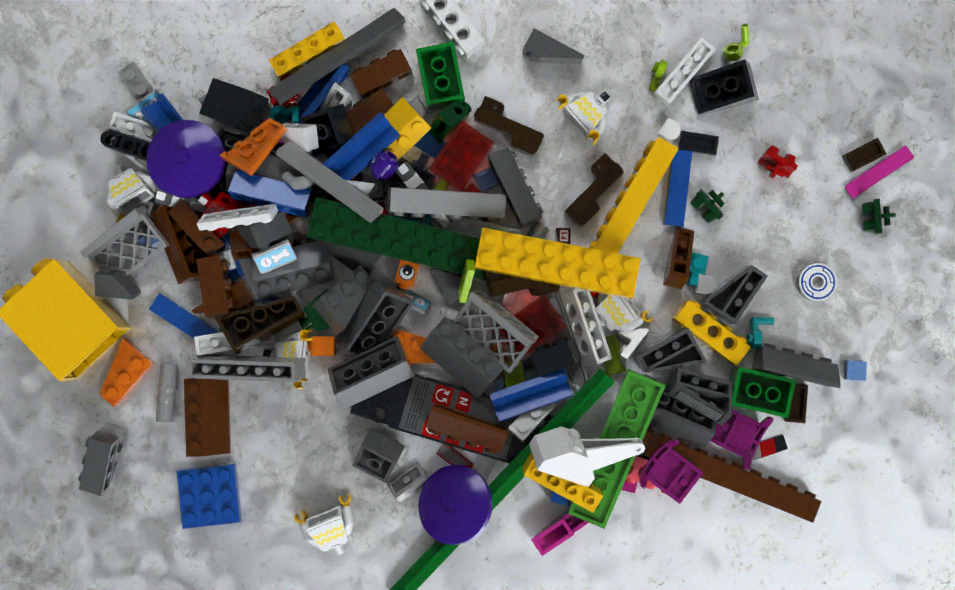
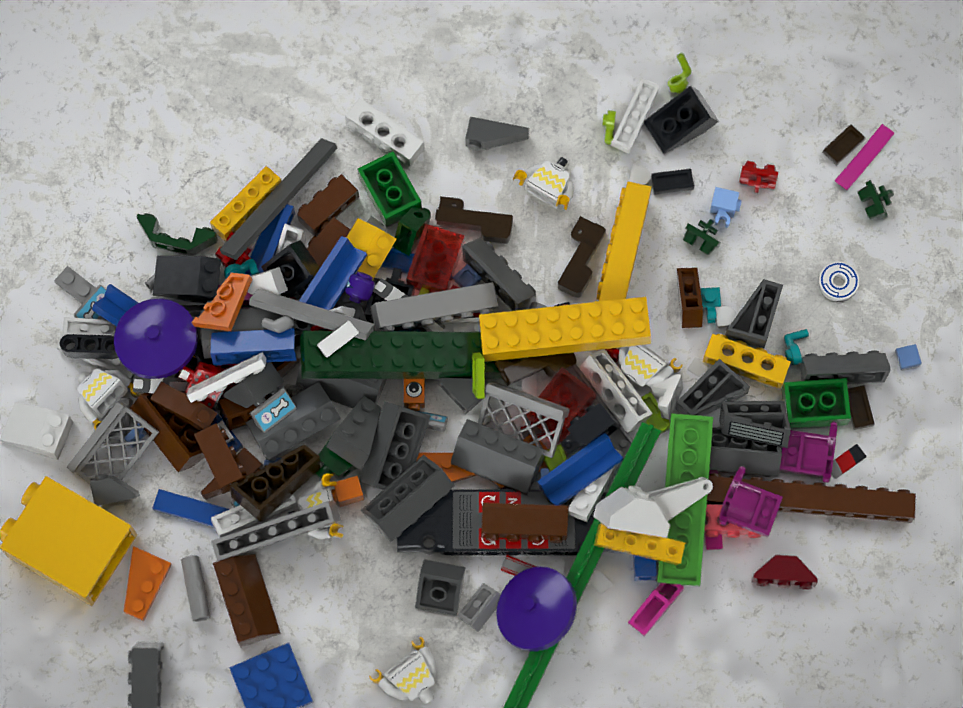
camera: 15 degrees left, 15 degrees down
(67, 208) = (37, 429): none -> white slope
(257, 73) = (201, 240): none -> dark green slope
(345, 214) = (338, 338): none -> white sticker
(678, 189) = (666, 230): blue tile -> none
(682, 533) = (785, 571): none -> dark red slope
(739, 180) = (725, 204): none -> light blue brick

